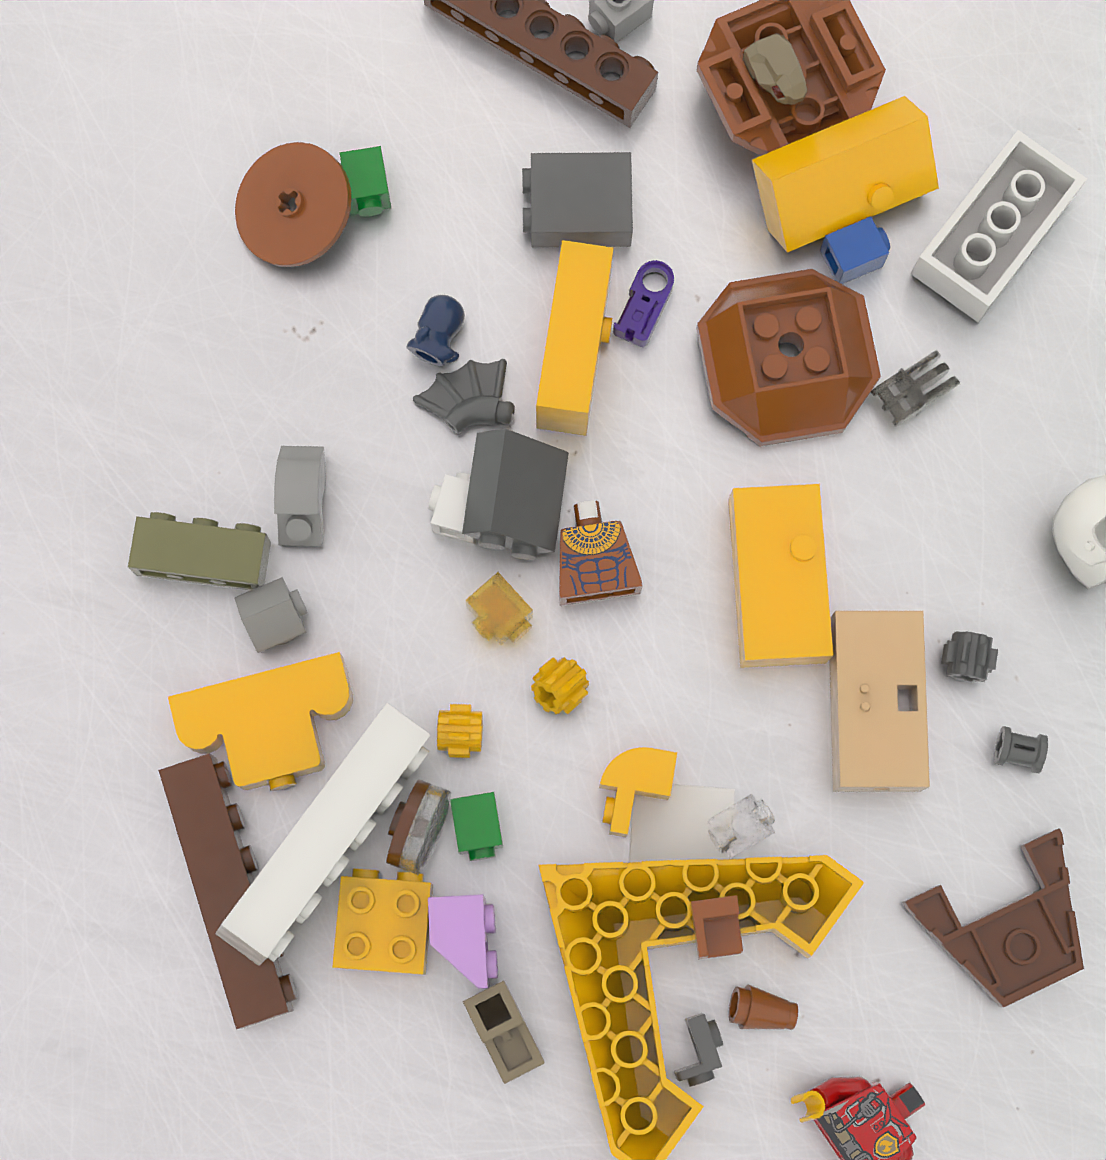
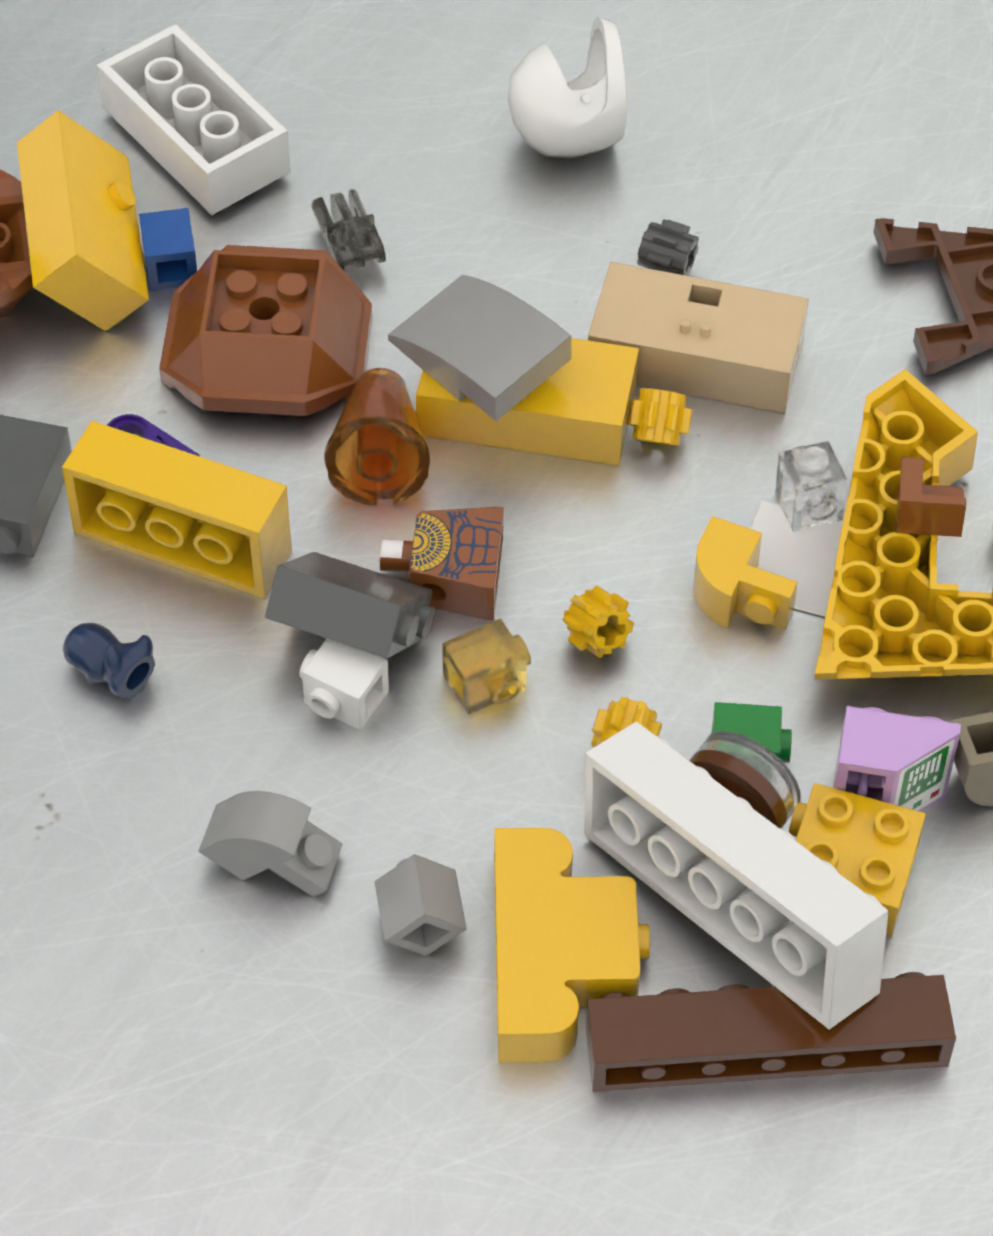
camera: 75 degrees left, 25 degrees down
(199, 552) = (308, 977): olive brick -> none
(469, 396) = (202, 650): dark grey arm -> none
(698, 469) = (378, 442): none -> clear orange cone
(780, 688) = (659, 417): none -> yellow gear
(782, 525) = (483, 344): none -> light grey slope
(1021, 749) = (781, 235): dark grey bush -> none

